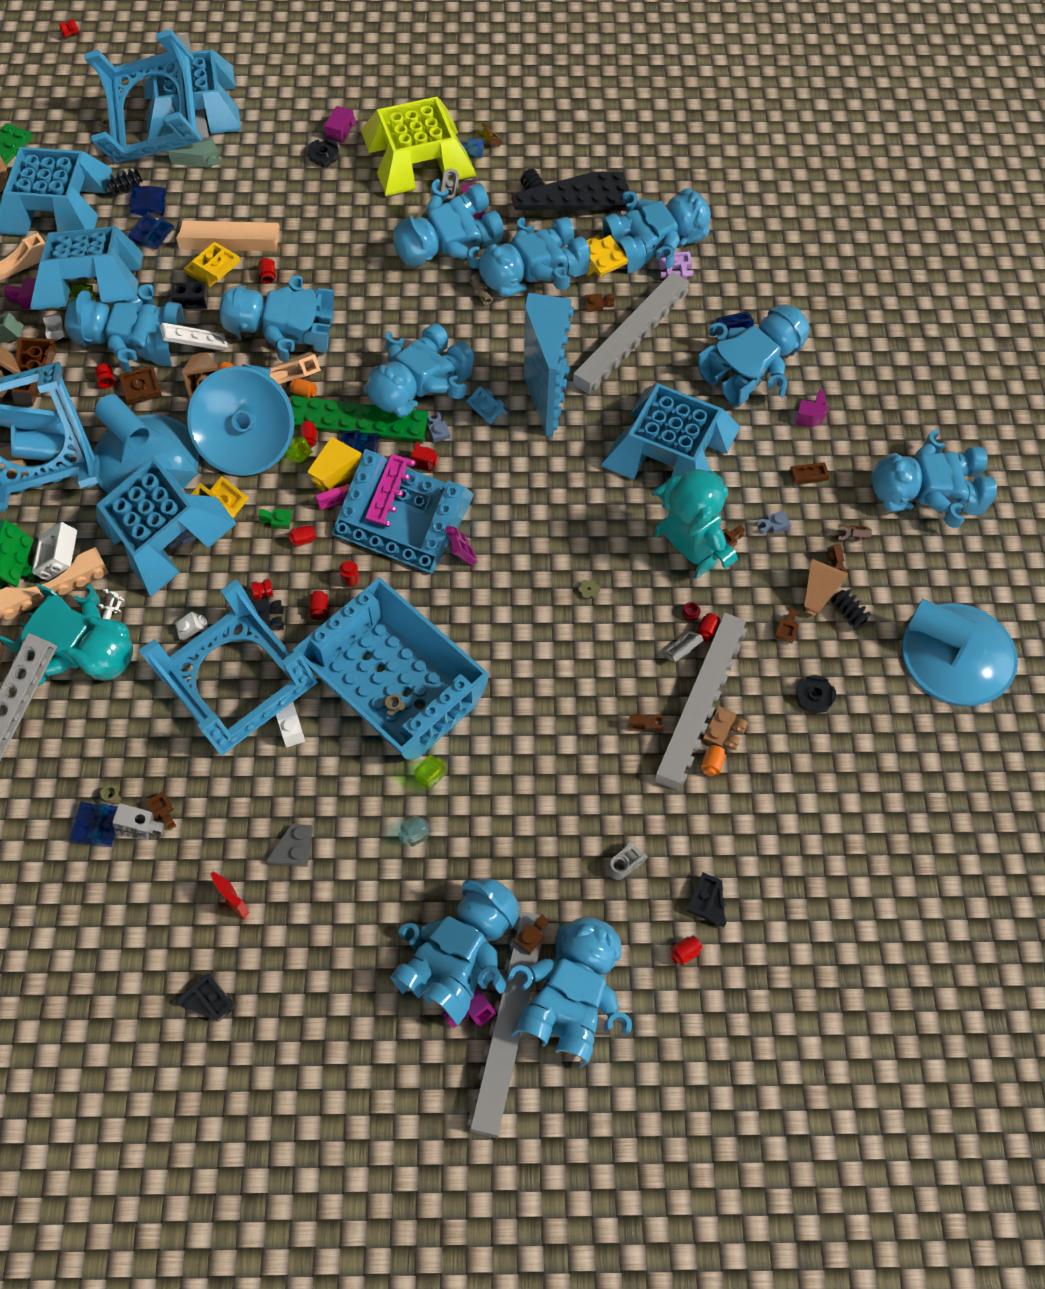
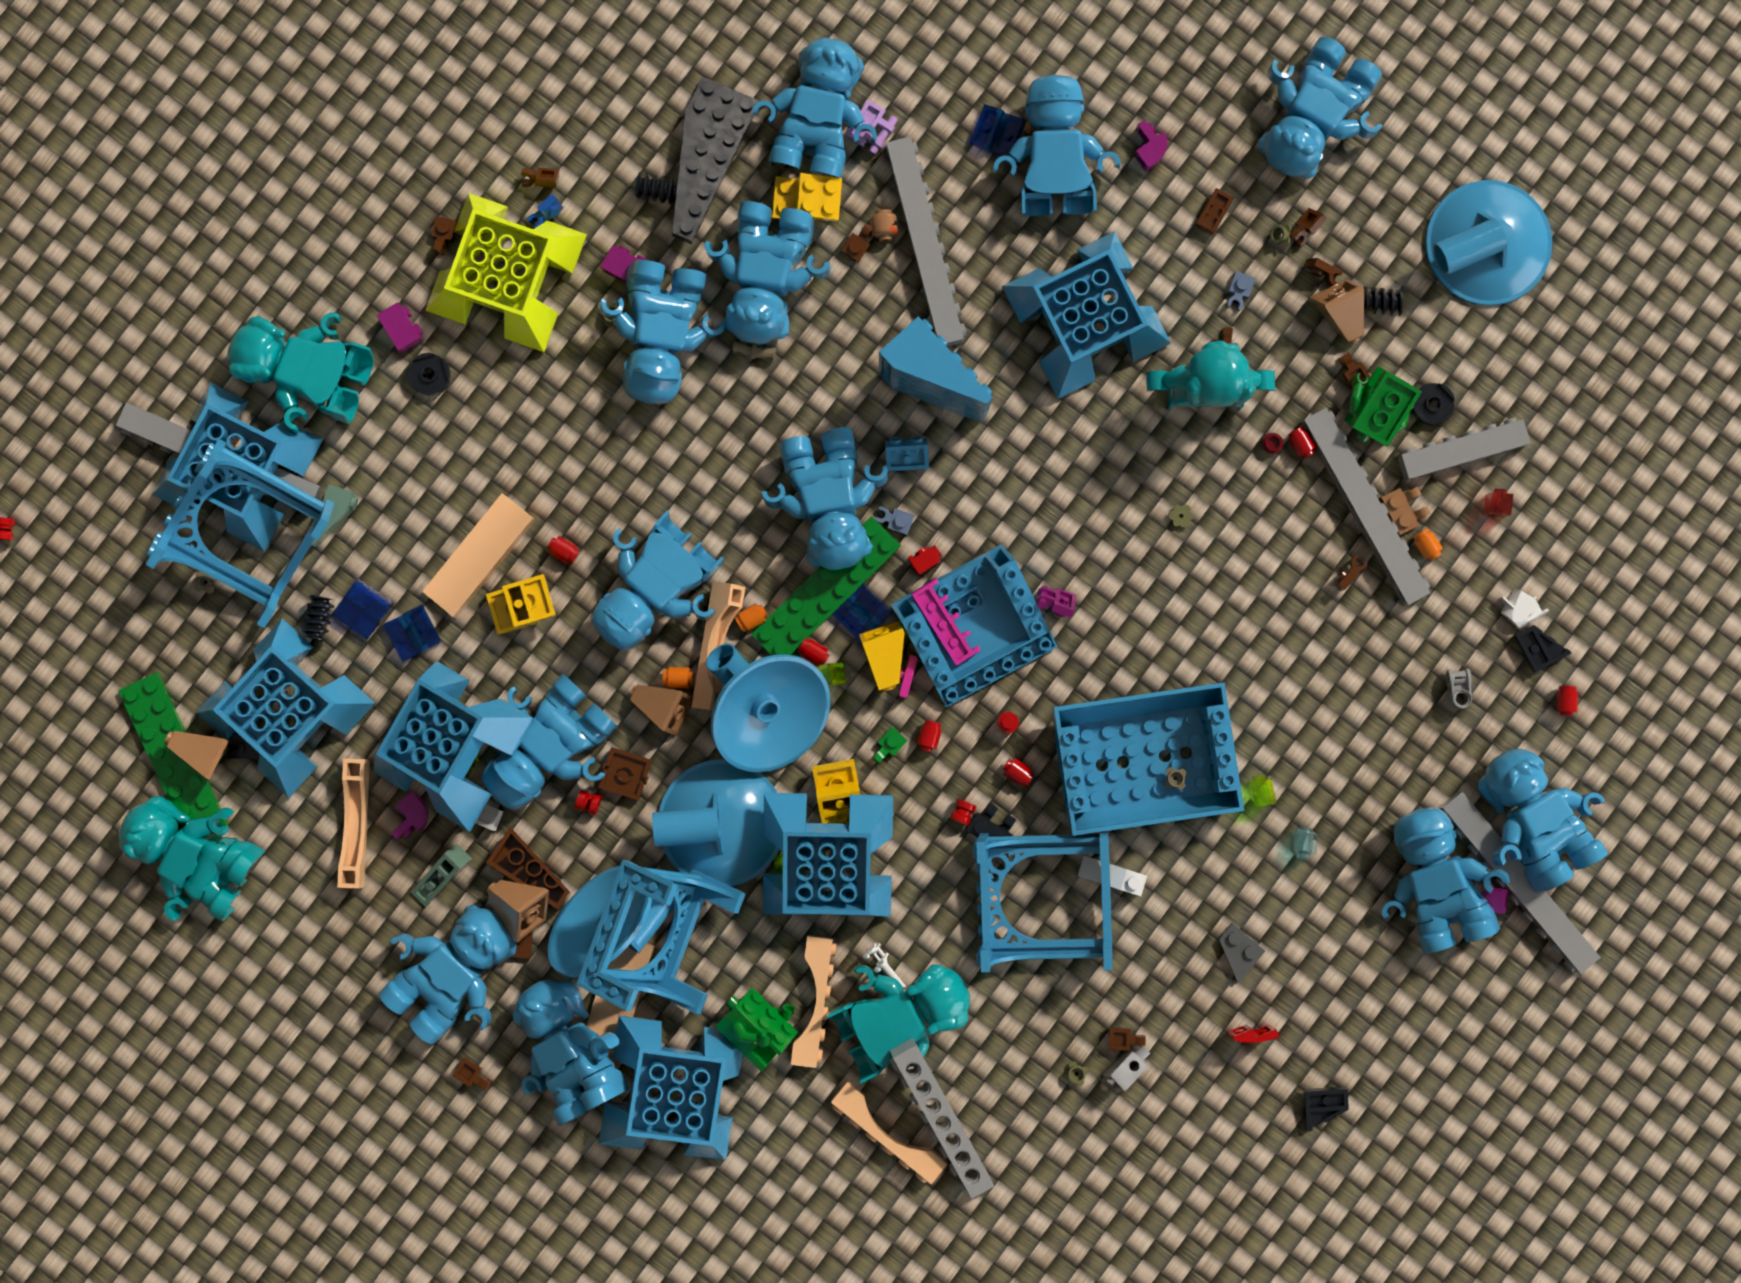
camera: 50 degrees left, 25 degrees up
(54, 551) = (779, 988): white window -> none
(94, 825) = (1096, 1102): clear blue slope -> none
(190, 294) = (544, 655): black brick -> none
(190, 625) = (954, 900): white bracket -> none
(193, 336) = (615, 687): white tile -> none
(274, 89) = (302, 366): none -> teal piece
(449, 185) = (586, 275): light grey plate -> none
(530, 936) = (1470, 819): reddish brown plate -> none
(622, 305) = (884, 225): none -> medium nougat head
(682, 646) = (1303, 481): light grey plate -> none
(726, 866) = (1521, 609): none -> white piece
(780, 651) = (1380, 406): none -> green torso
(787, 787) = (1498, 503): none -> clear red brick
(803, 736) = (1464, 449): none -> light grey brick
(833, 519) = (1276, 232): none -> olive plate

